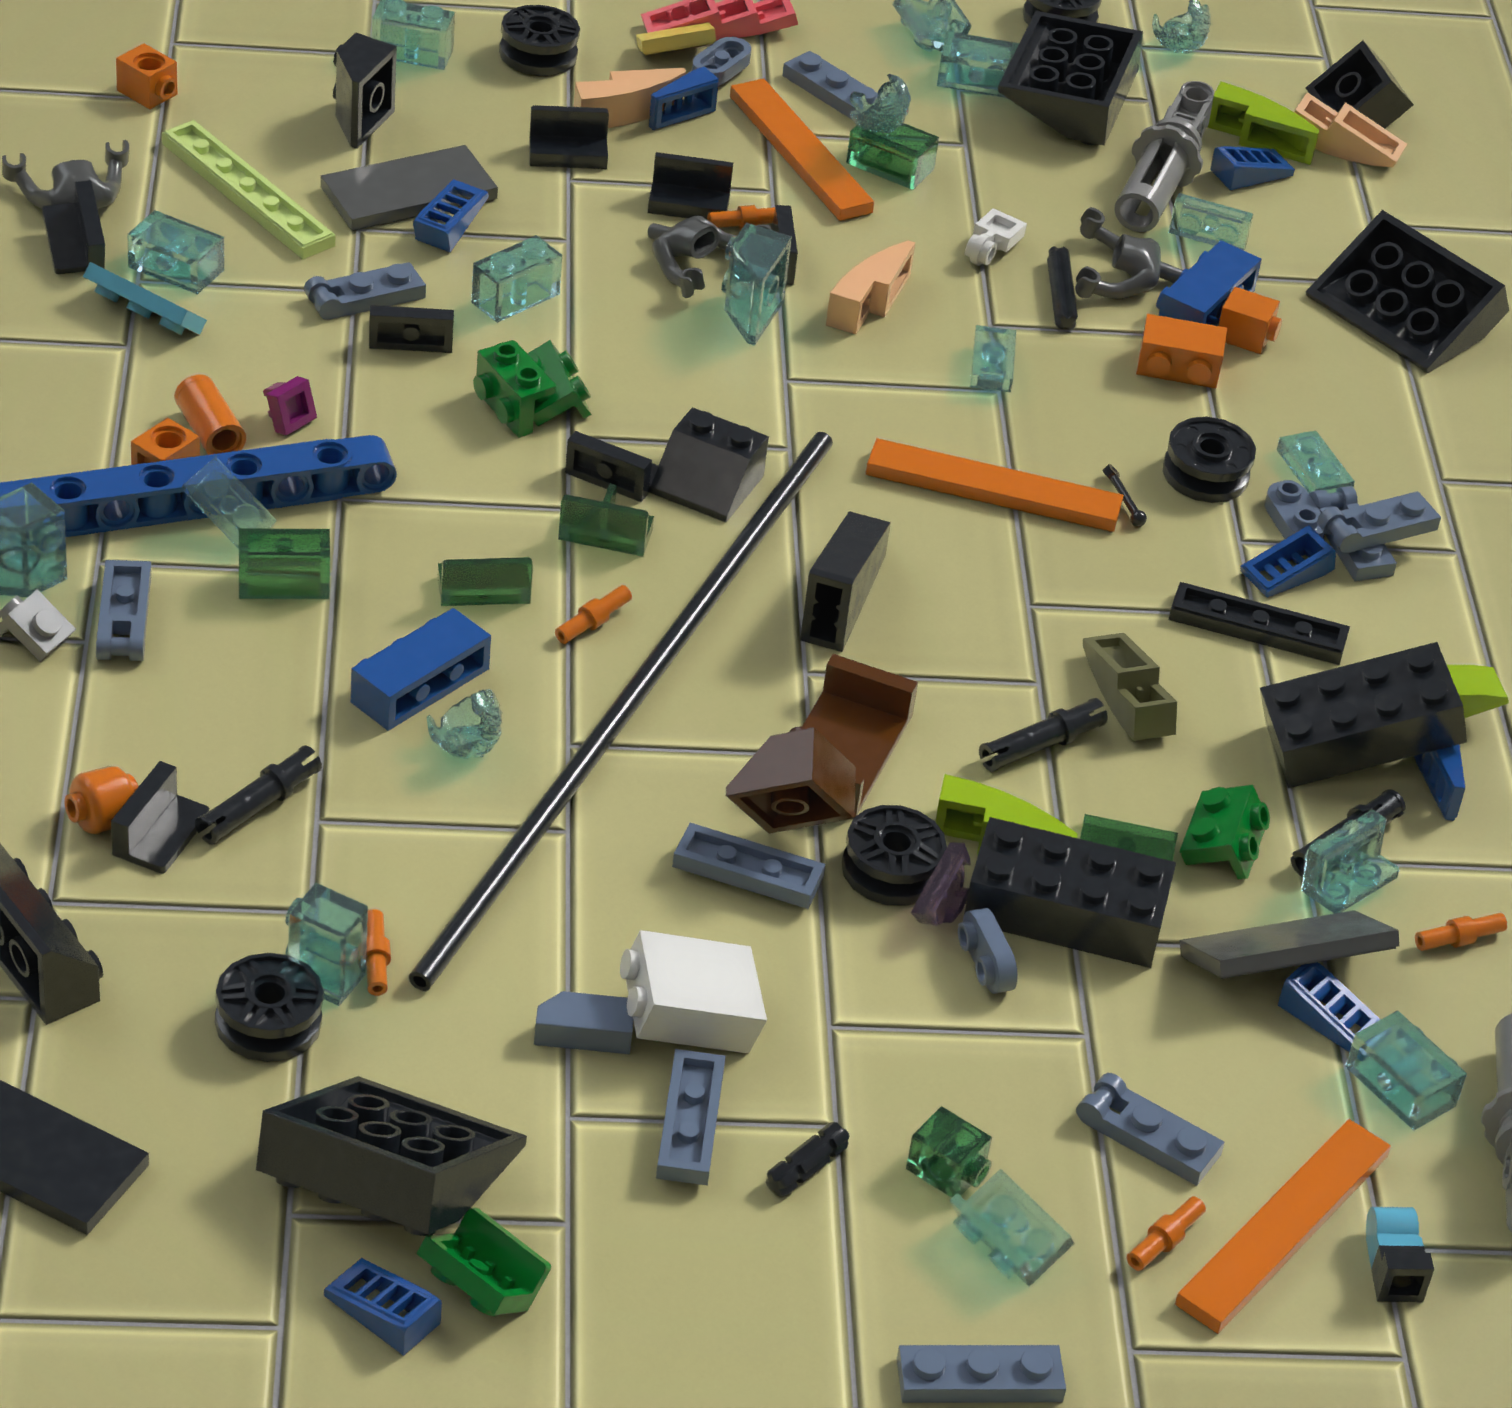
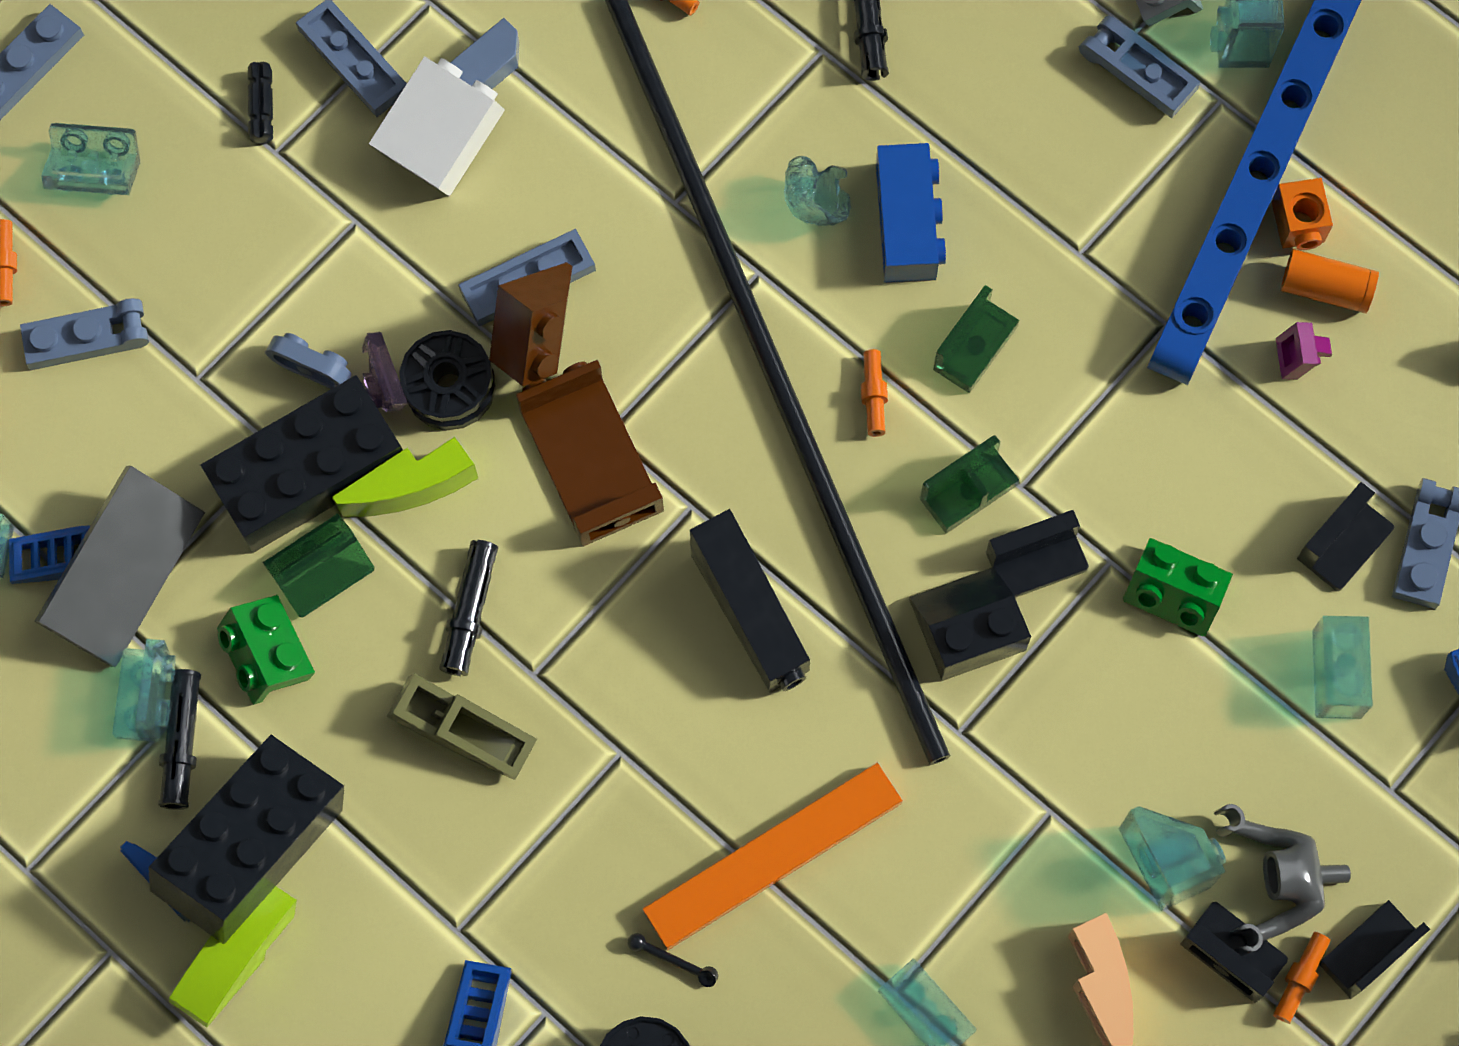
camera: 140 degrees right, 30 degrees up
(226, 500) = (1193, 202): clear light blue plate -> none
(284, 563) = (1097, 199): clear green panel -> none
(511, 384) = (1189, 535): green bracket -> none
(949, 1153) = (176, 179): clear green brick -> none
(1259, 623) = (440, 917): black tile -> none
(1461, 931) = (28, 726): orange bar -> none

